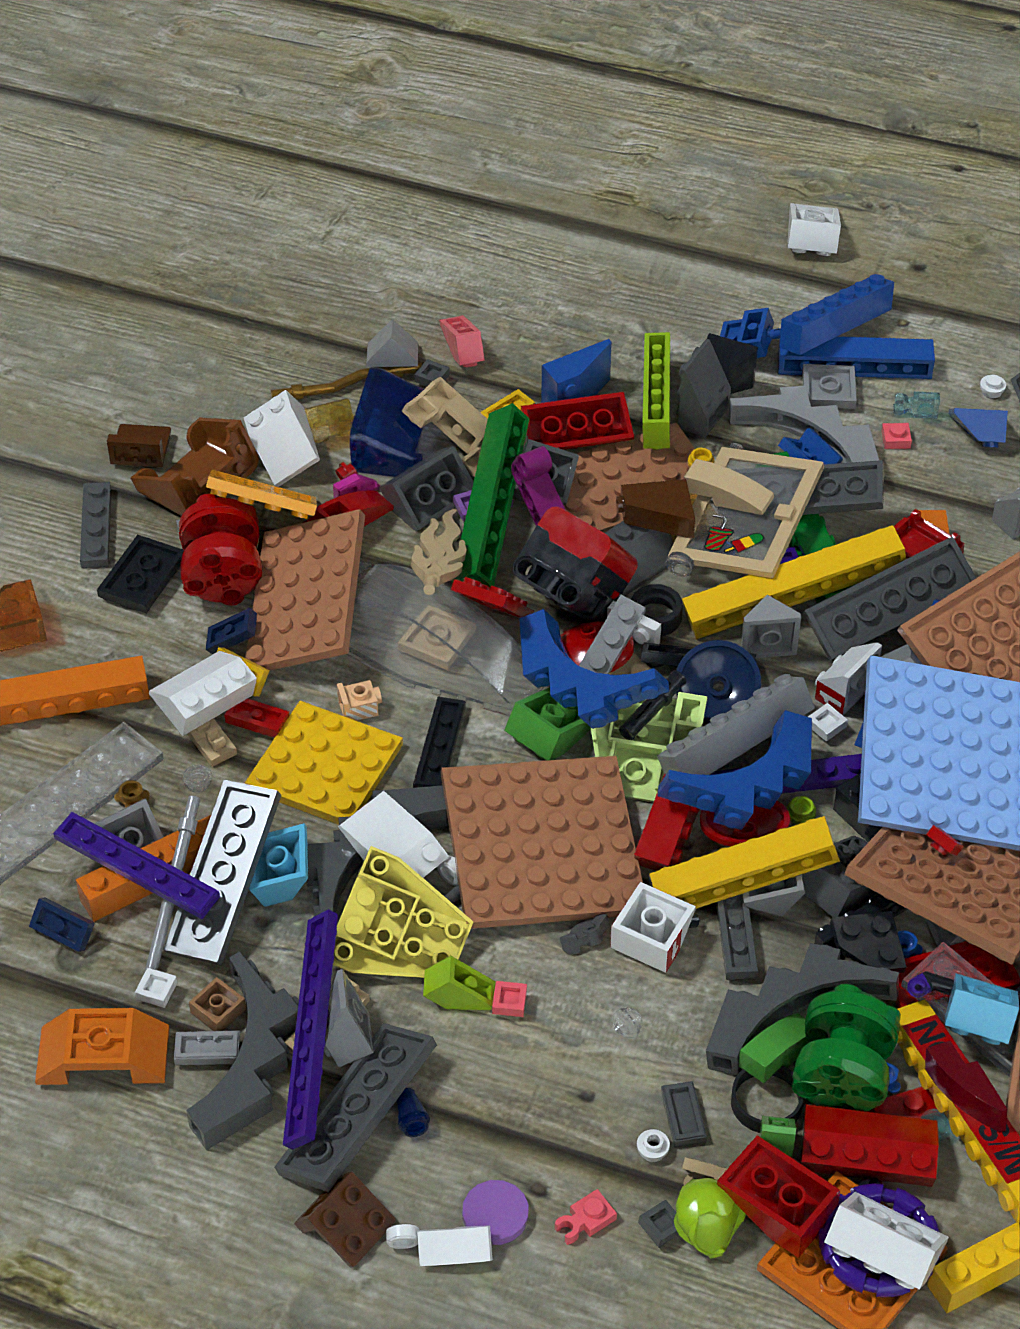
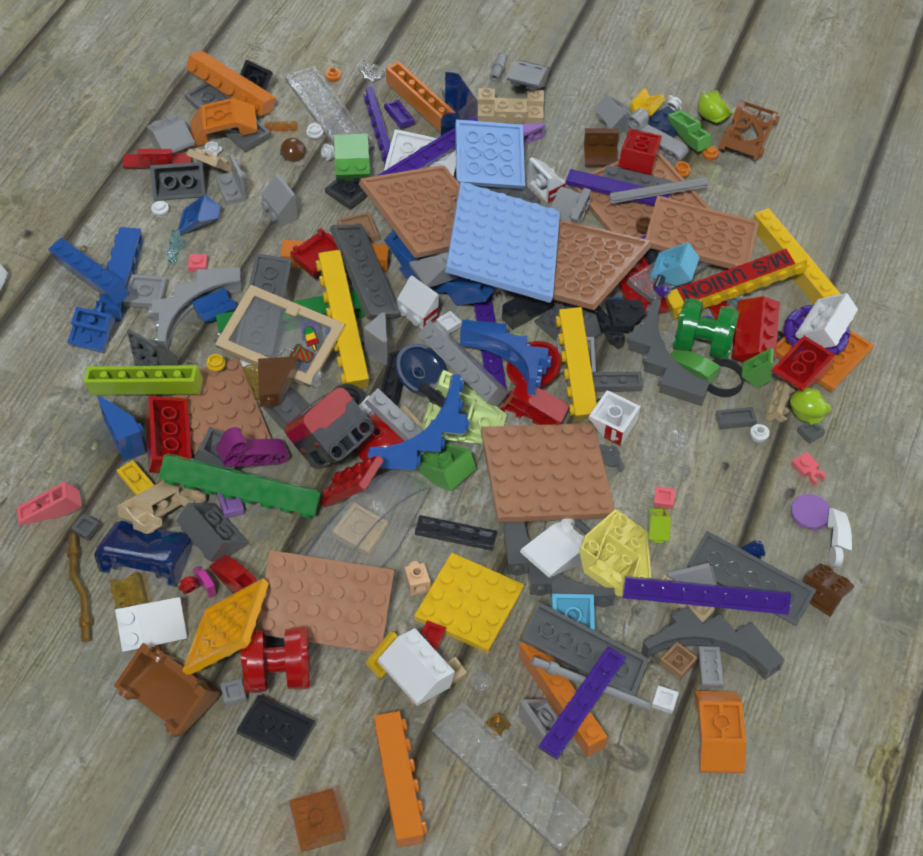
camera: 90 degrees left, 5 degrees up
(61, 924) = (616, 762): dark blue plate -> none
(95, 525) = (213, 767): dark grey plate -> none
(139, 445) = (128, 735): reddish brown bracket -> none
(231, 631) = (350, 657): dark blue plate -> none
(392, 348) = (54, 553): light grey slope -> none
(442, 561) = (301, 510): tan piece -> none
(727, 487) = (265, 338): tan slope -> none
(737, 361) = (118, 342): black slope -> none
(943, 841) = (566, 264): red plate -> none
(966, 1085) = (736, 272): dark red slope -> none

